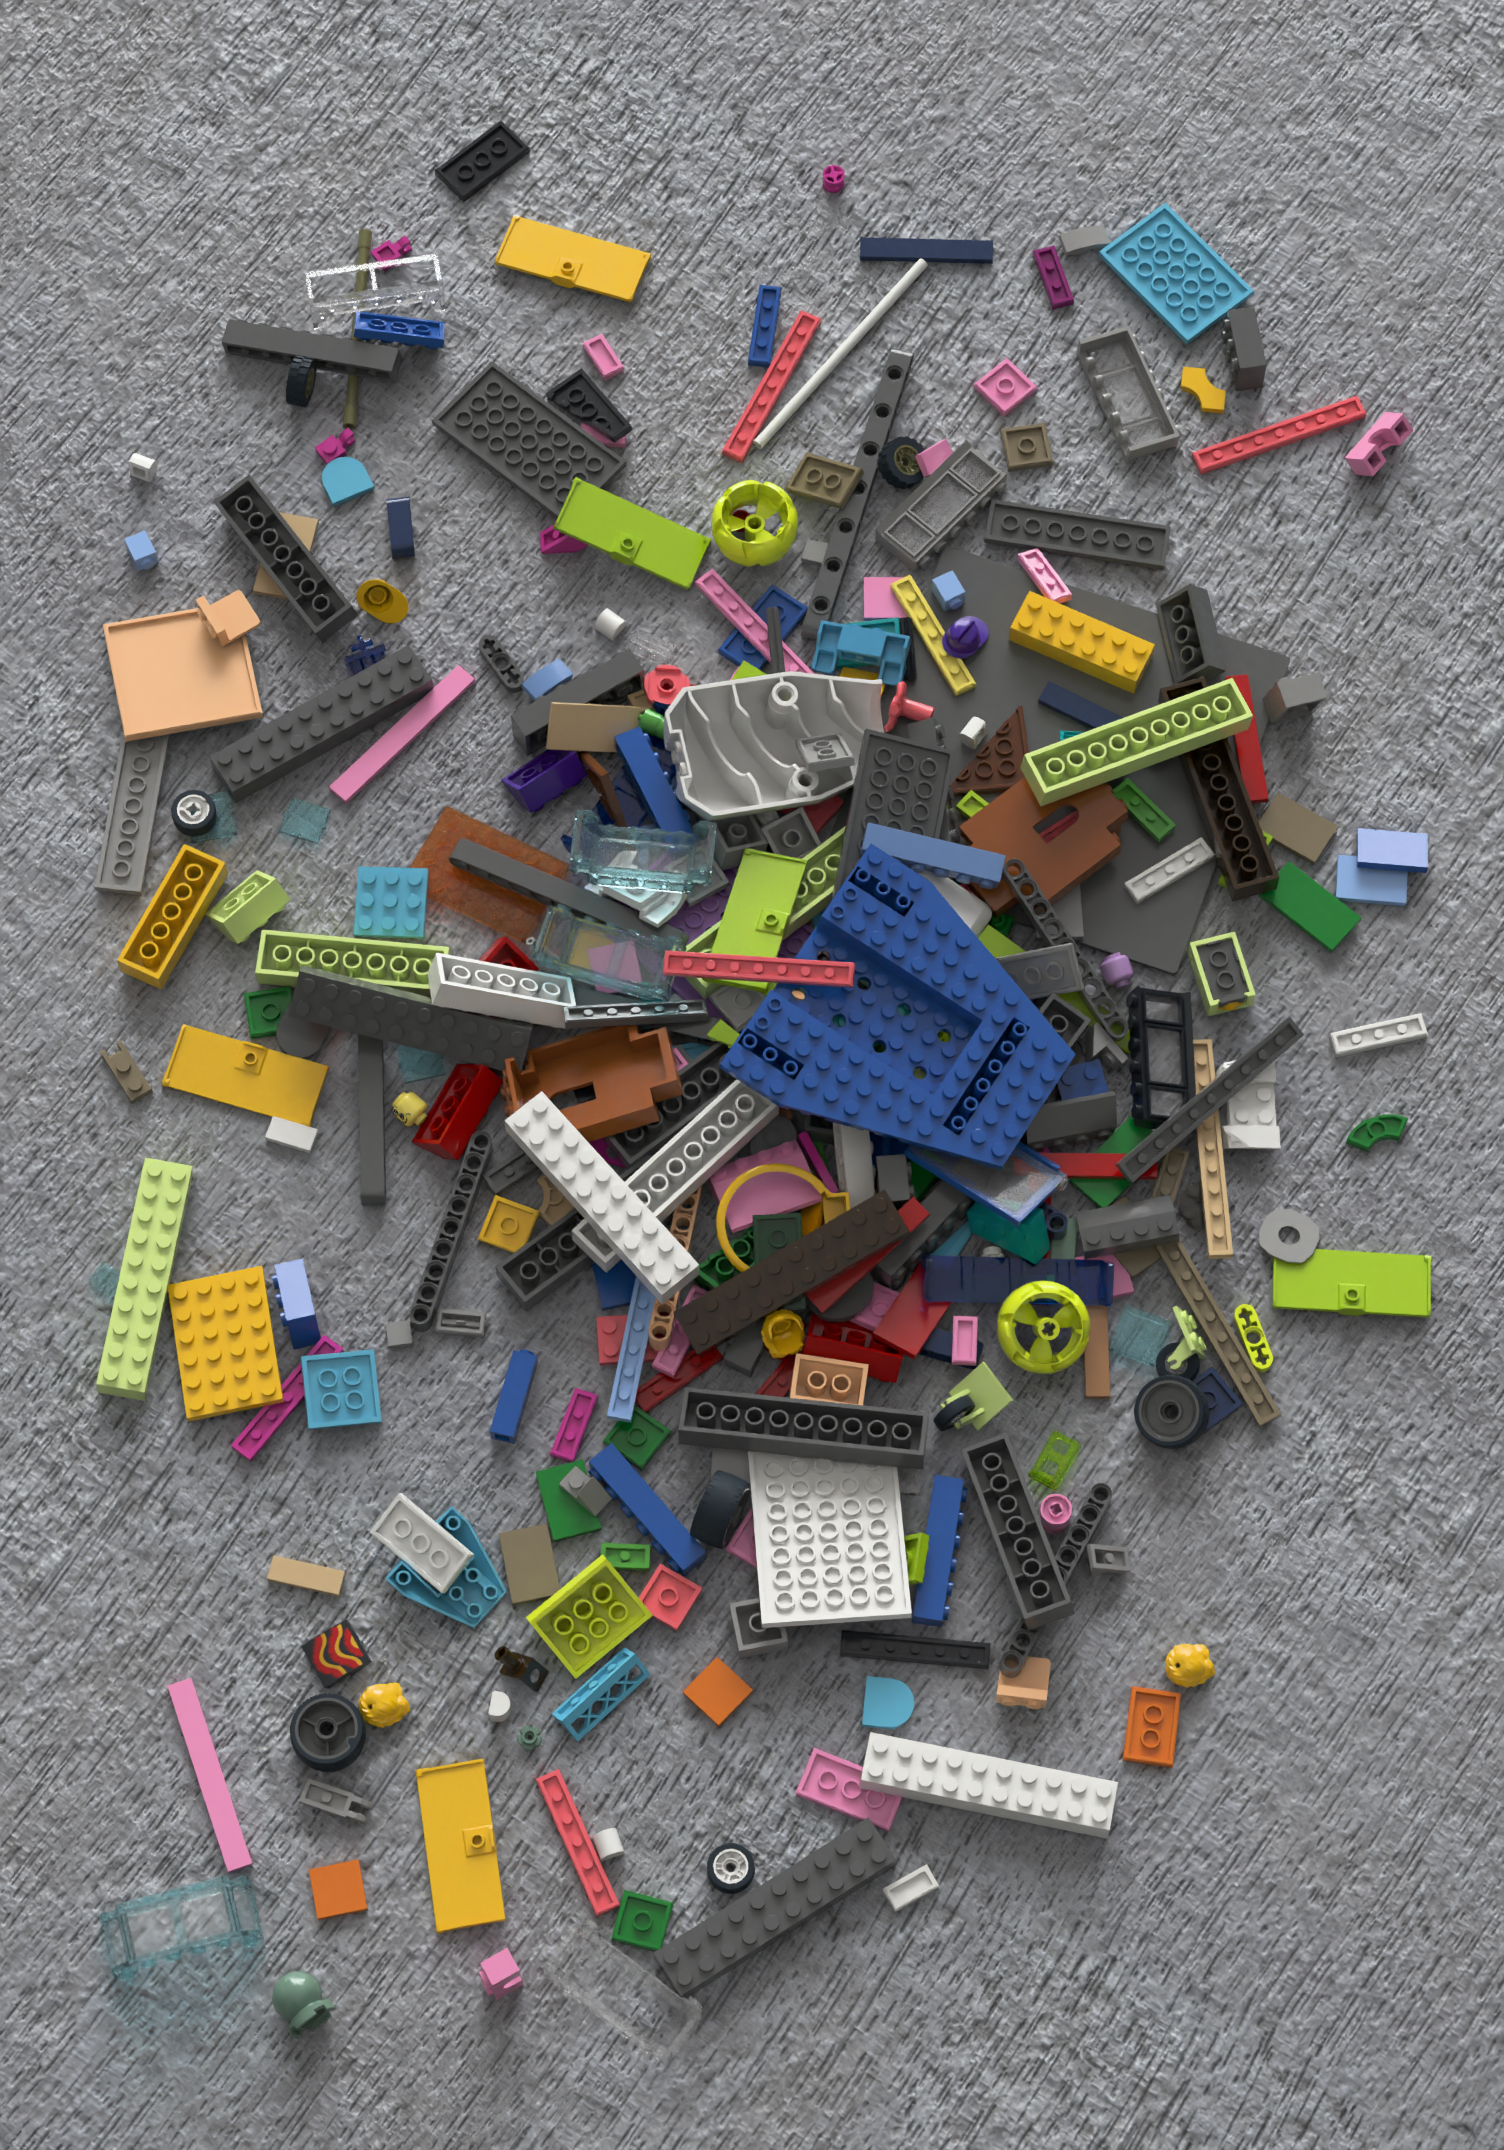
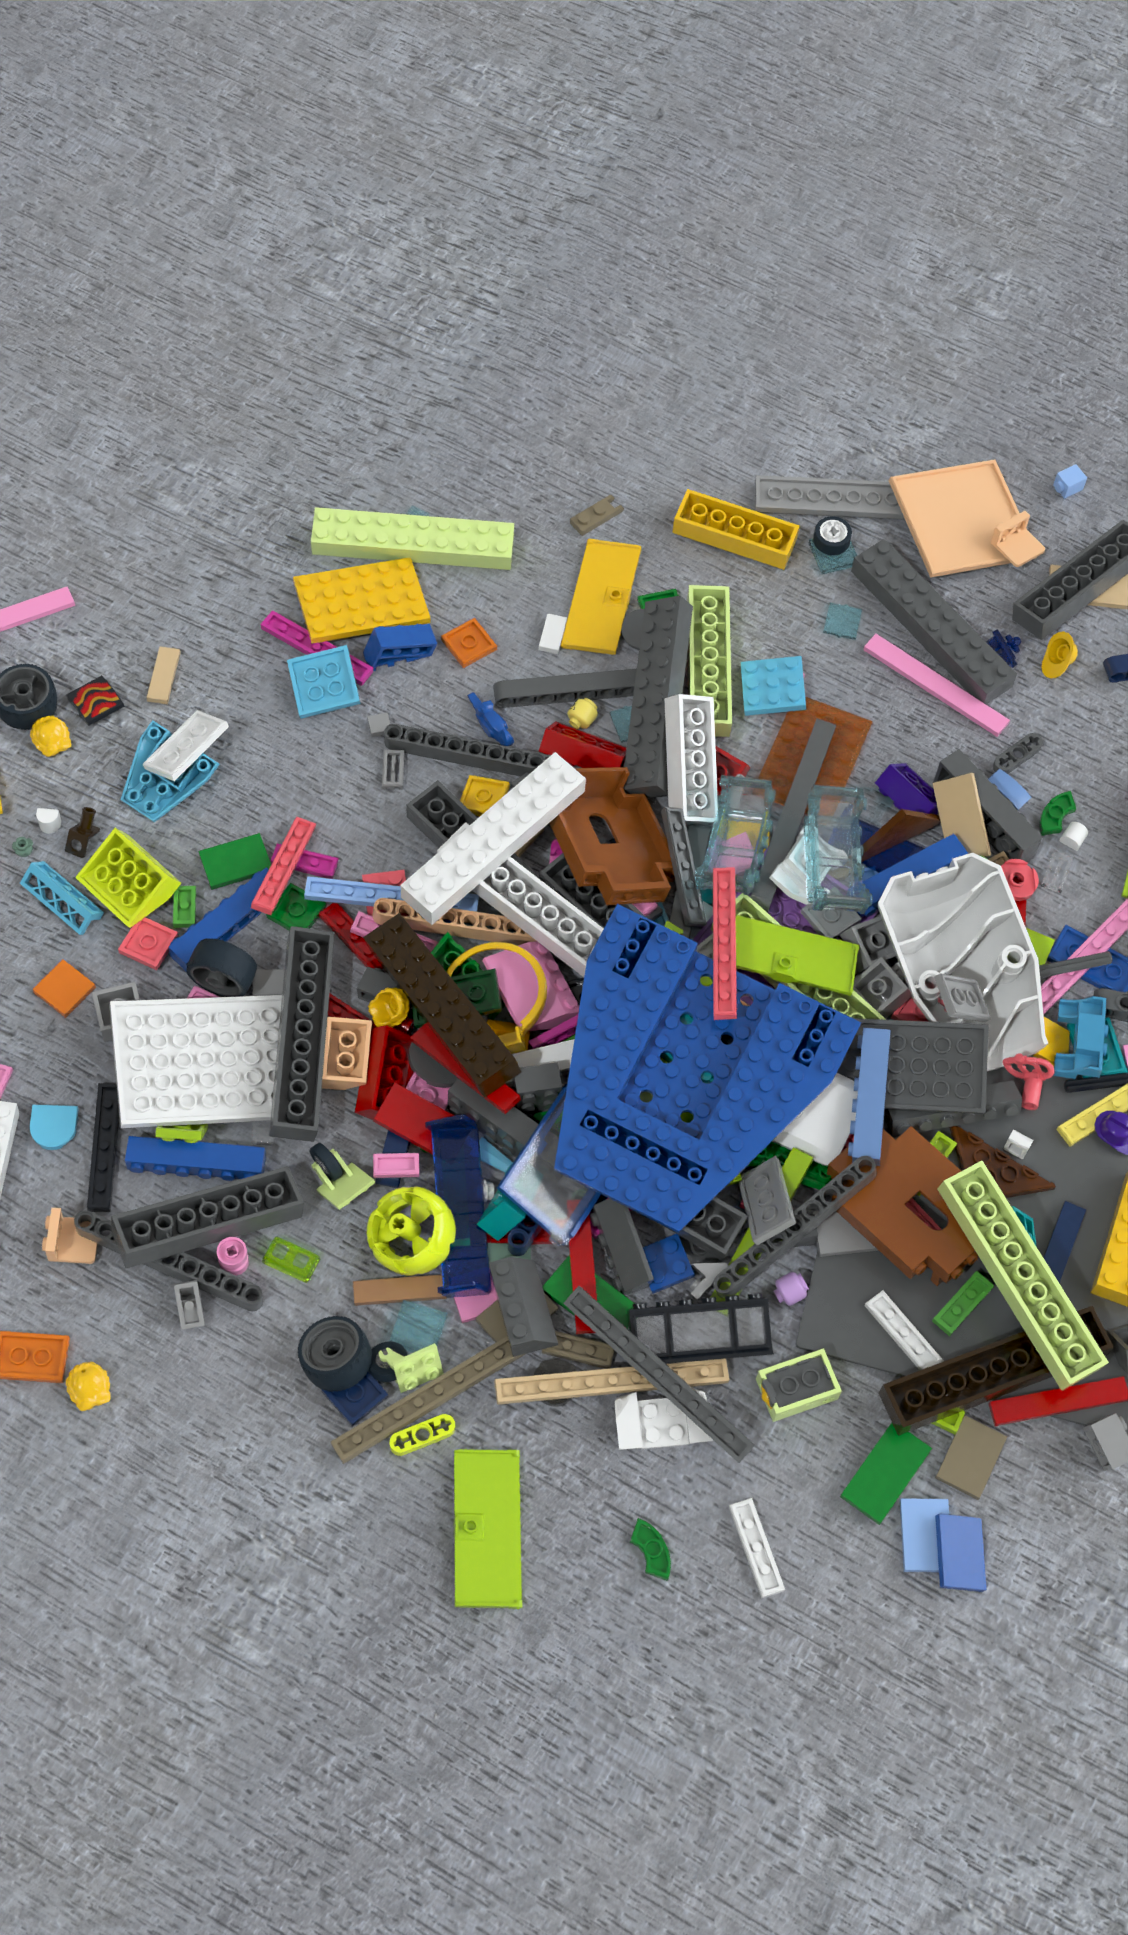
camera: 80 degrees right, 5 degrees down
(248, 906) = (753, 583): yellowish green slope -> none
(294, 1228) = (469, 642): none -> orange tile
(409, 1209) = (491, 721): none -> blue animal
(514, 1396) = (327, 810): blue brick -> none
(529, 1564) = (177, 835): dark tan tile -> none
(577, 638) = (1054, 812): none -> green tile
(585, 1491) = (240, 869): light grey slope -> none
(588, 1441) = (283, 866): none -> coral tile
(1295, 1253) = (550, 1465): light grey piece -> none

